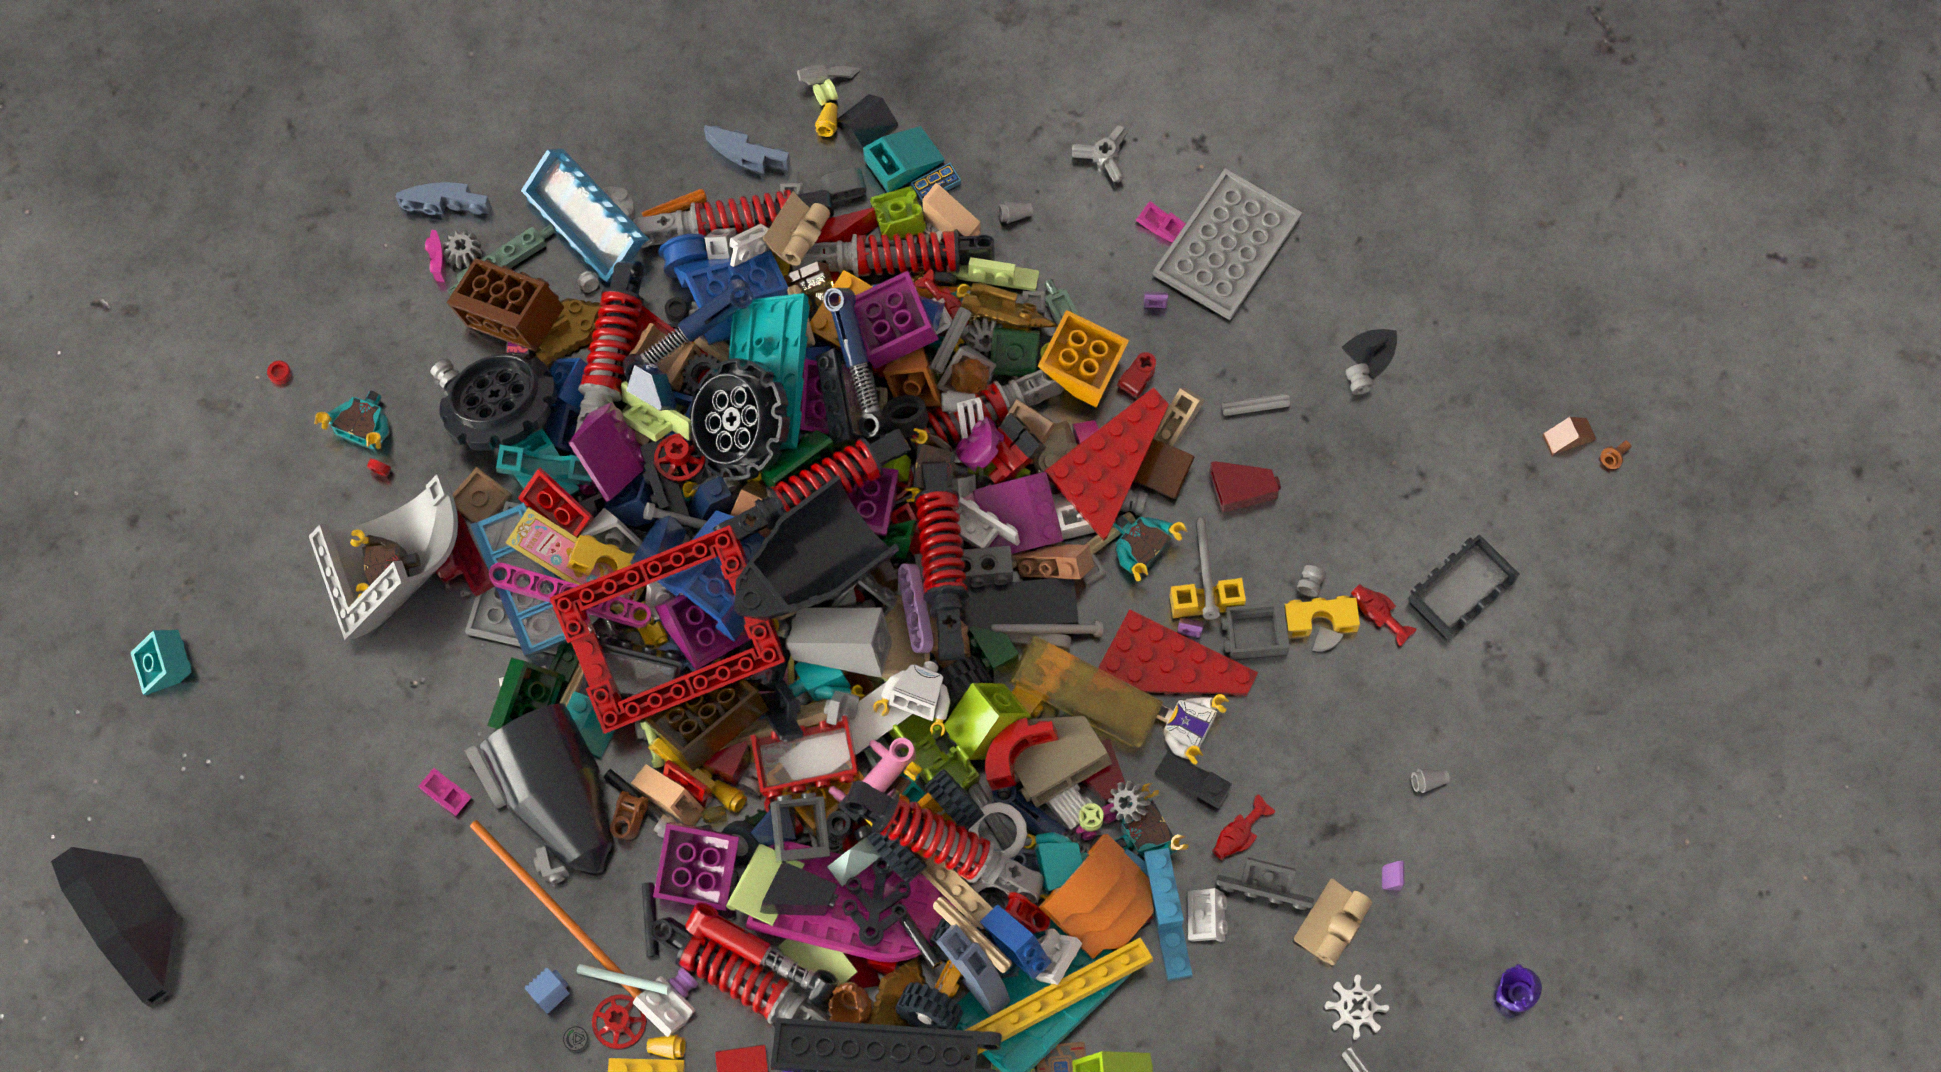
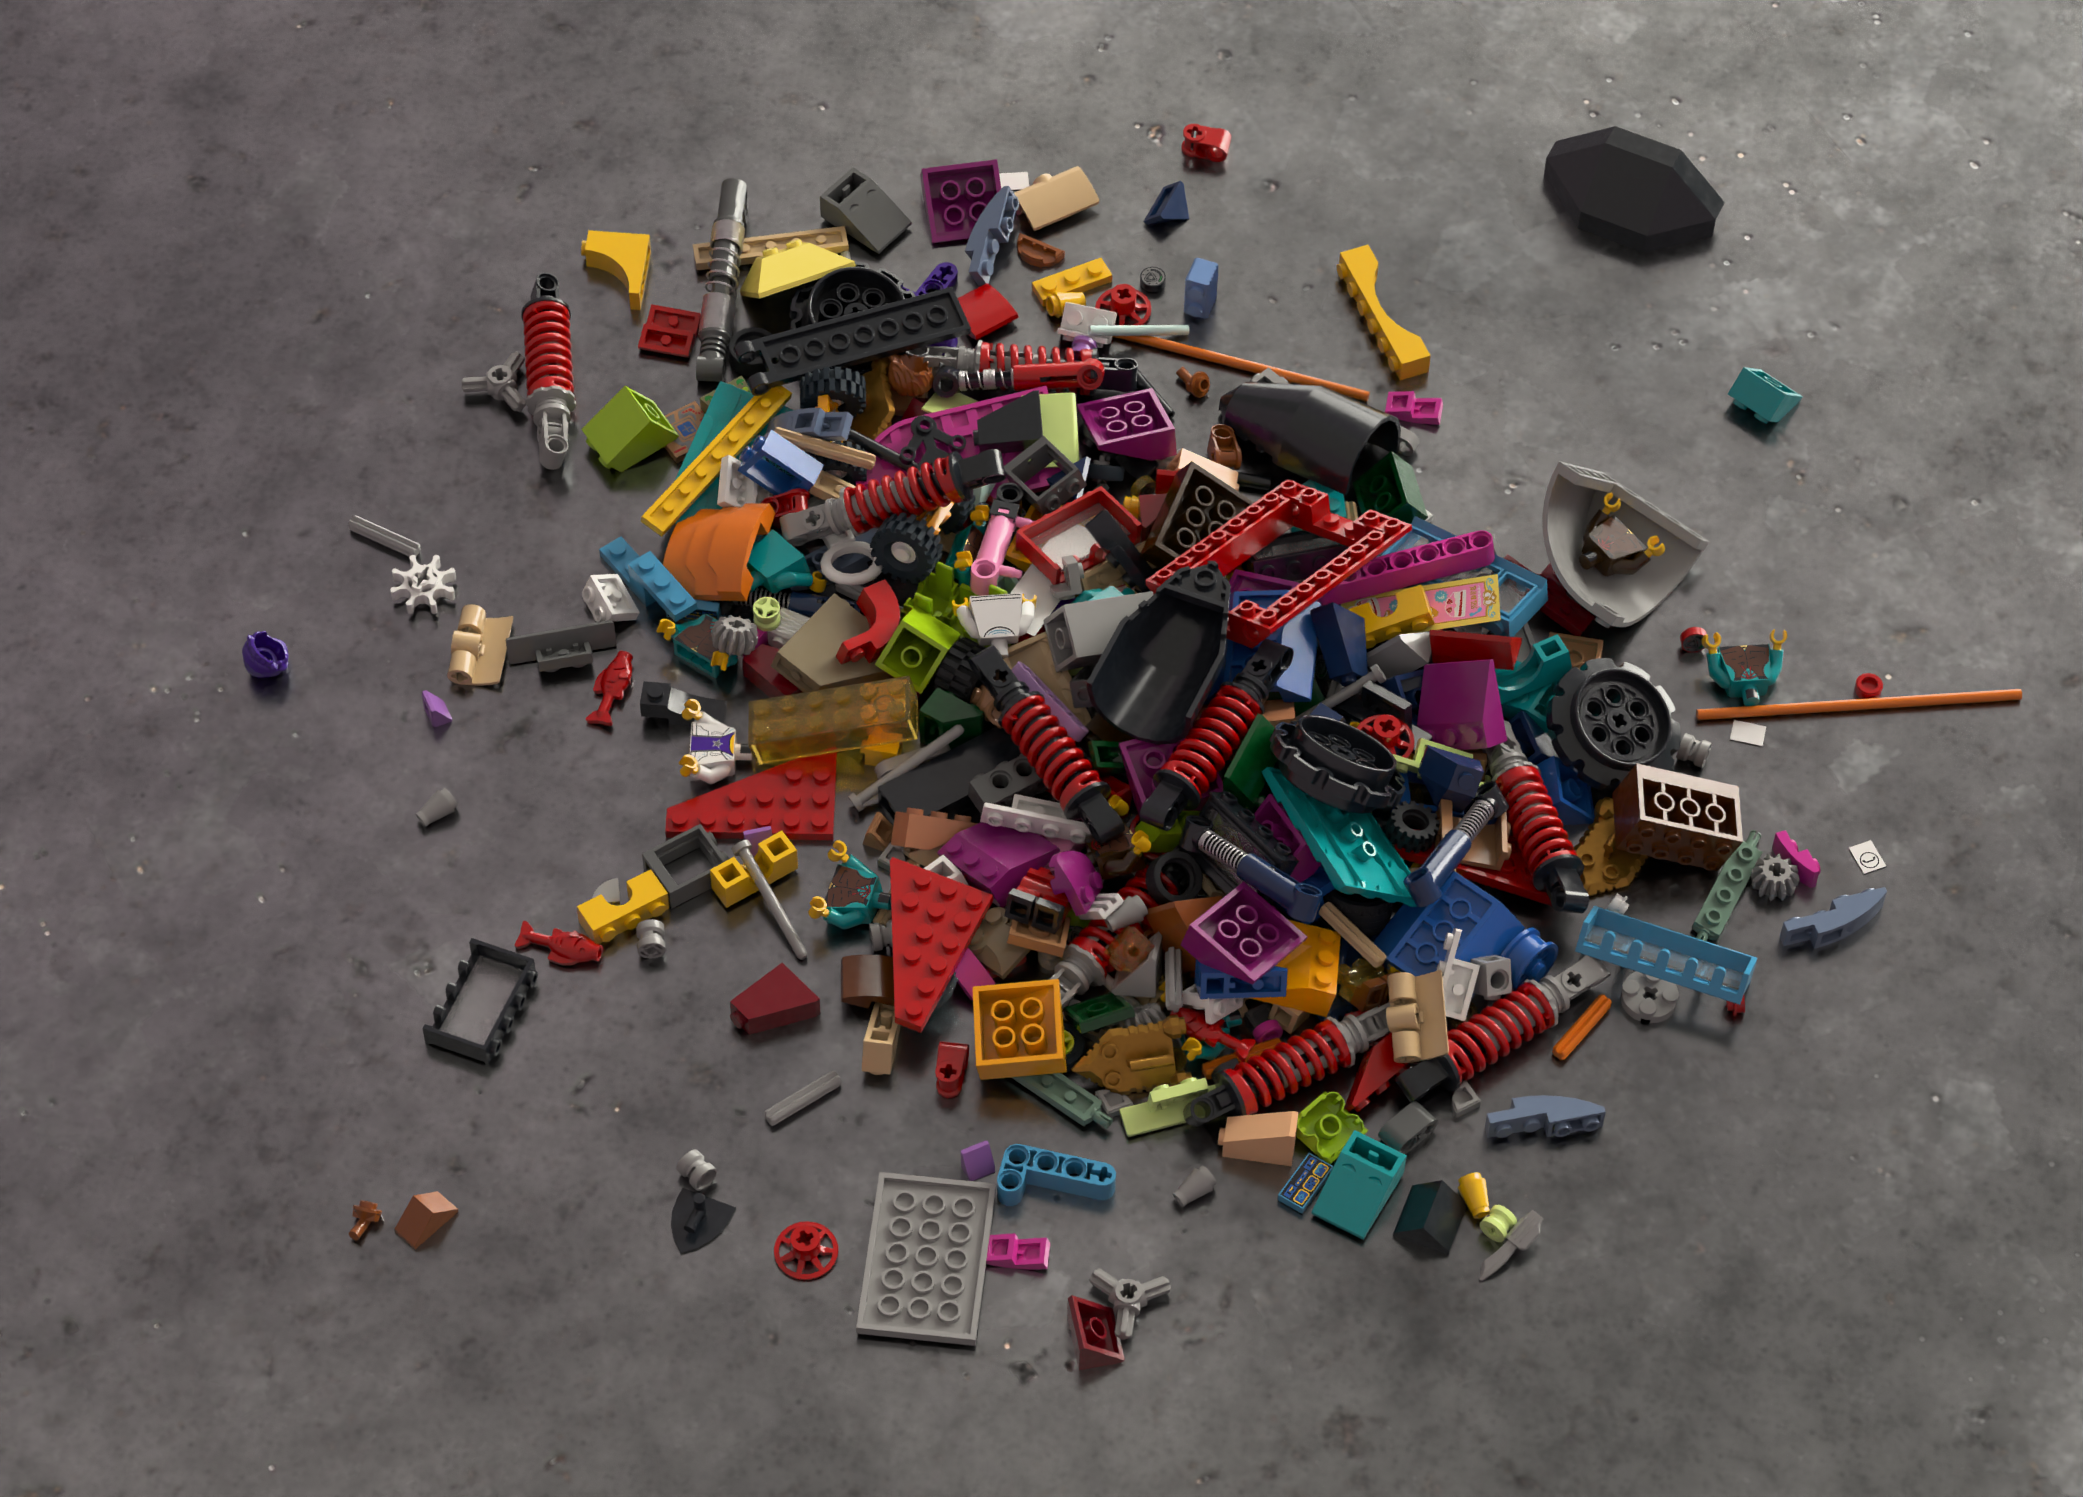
camera: 150 degrees right, 15 degrees down
(295, 360) = (1858, 704): none -> orange piece
(383, 243) = (1867, 856): none -> white sticker
(393, 379) = (1748, 733): none -> white sticker
(399, 948) = (1403, 349): none -> yellow arch
(606, 903) = (1196, 384): none -> dark orange plate
(1093, 596) = (879, 833): none -> medium nougat slope
(1107, 258) = (1056, 1178): none -> dark azure beam
(1142, 139) = (1093, 1333): none -> dark red slope
(1307, 289) = (805, 1247): none -> red wheel

